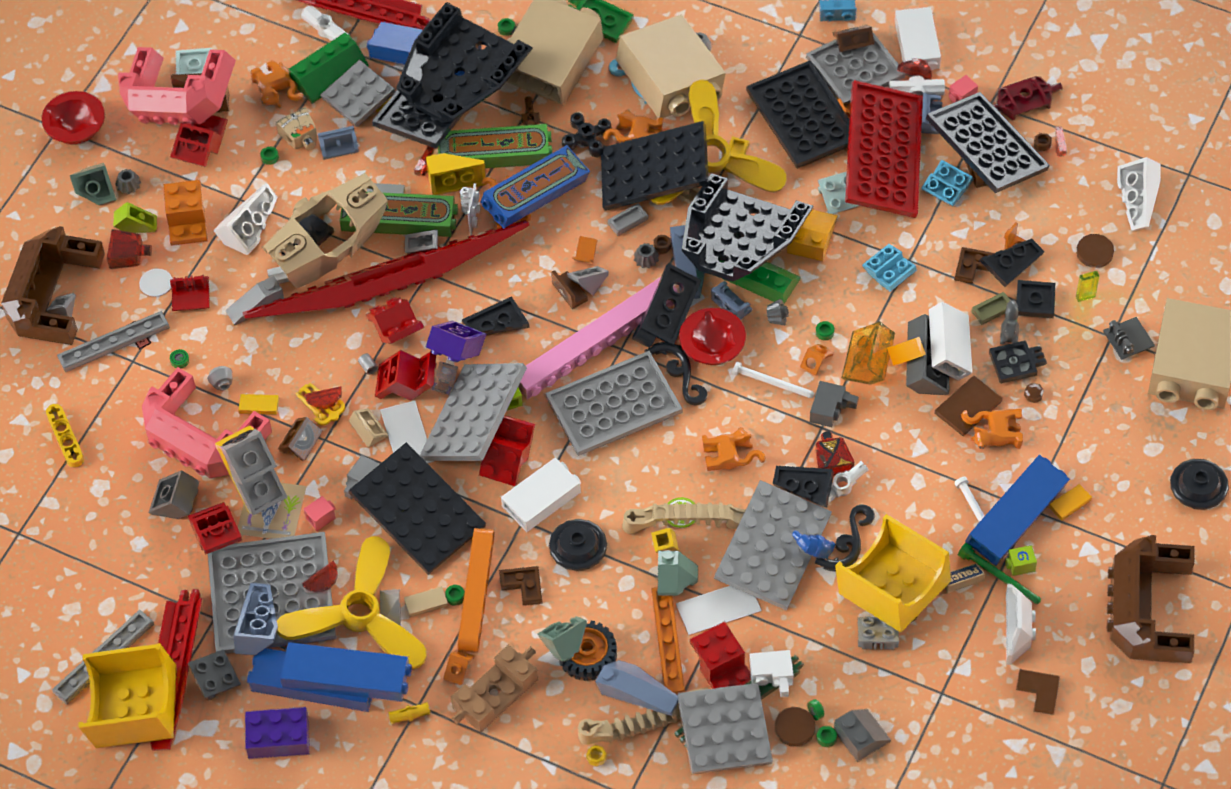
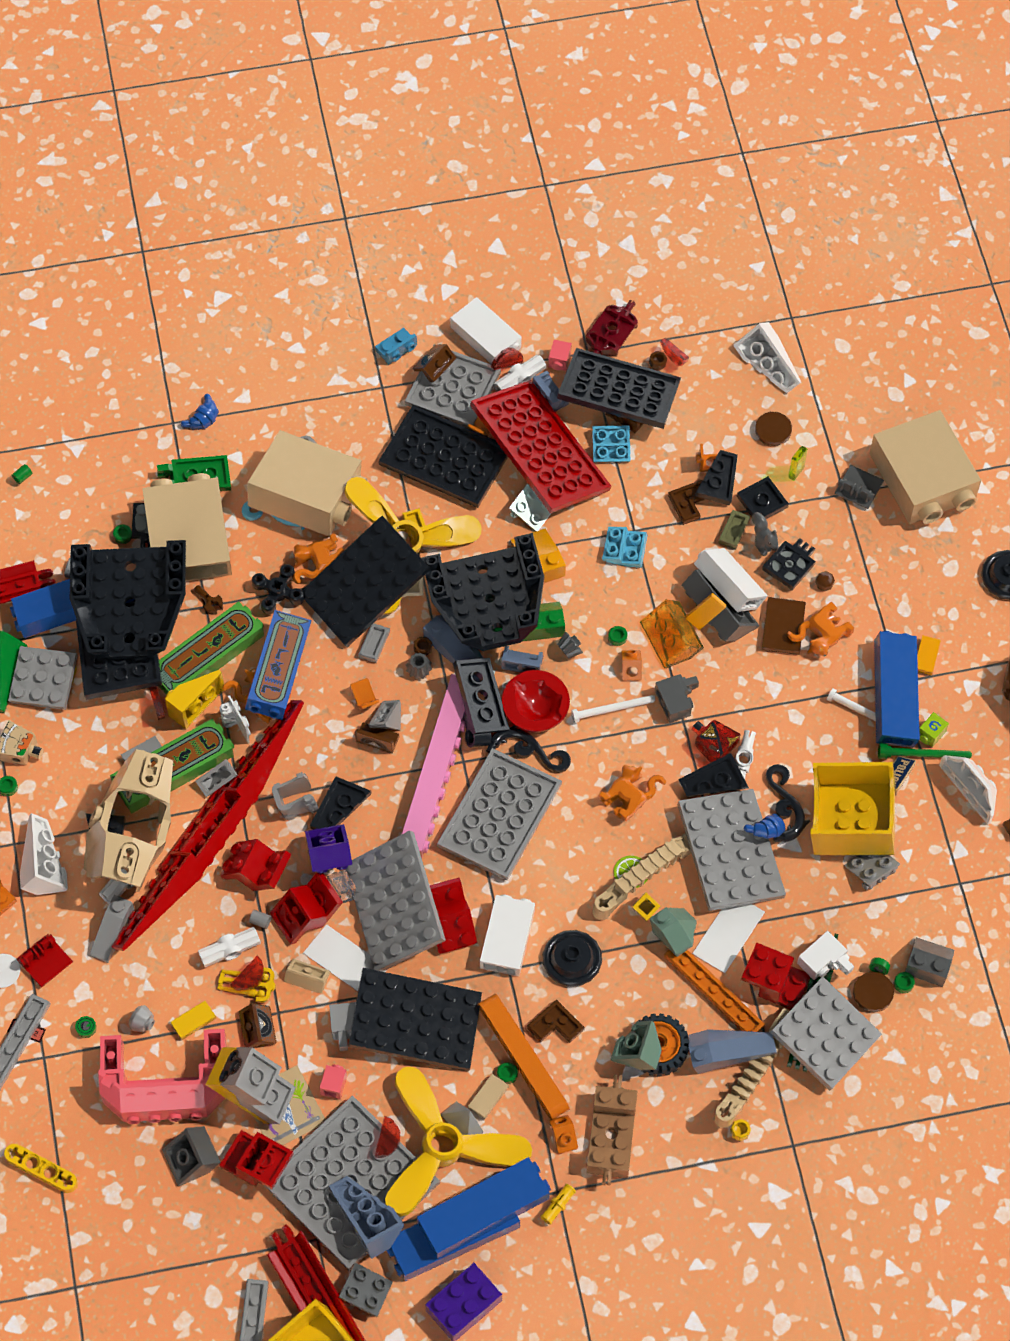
camera: 40 degrees left, 5 degrees up
(328, 368) = (229, 947): none -> white piece
(338, 142) = (62, 734): sand blue hinge -> none
(472, 284) = (294, 786): none -> light grey piece

